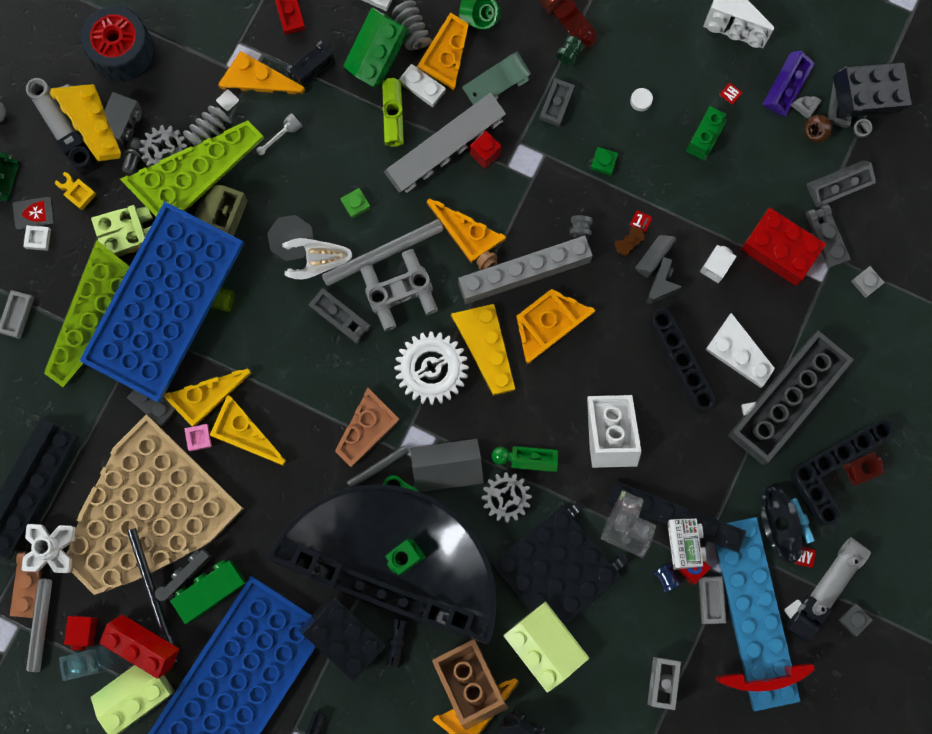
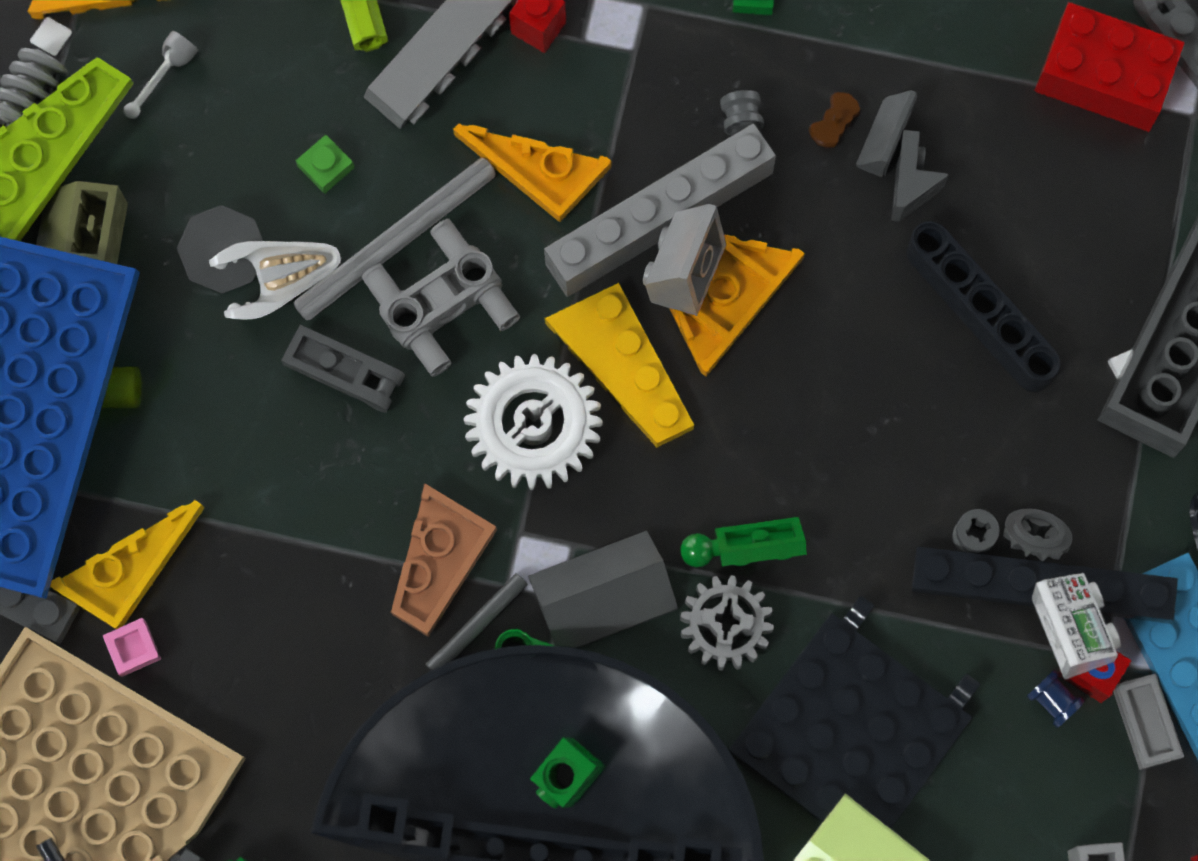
camera: 10 degrees left, 5 degrees down
(238, 430) = (202, 616): yellow wing -> none
(486, 260) = (586, 208): medium nougat plate -> none
(531, 301) = (686, 259): none -> light grey slope
(613, 431) = (891, 460): white slope -> none
(626, 528) = (956, 625): clear brick -> none
(641, 221) = (845, 80): red sticker -> none
(643, 481) = (968, 538): none -> dark grey wheel
(682, 483) = (1027, 525): none -> dark grey gear
(718, 263) = (1002, 122): white brick -> none
(739, 351) = (1082, 269): white wing -> none

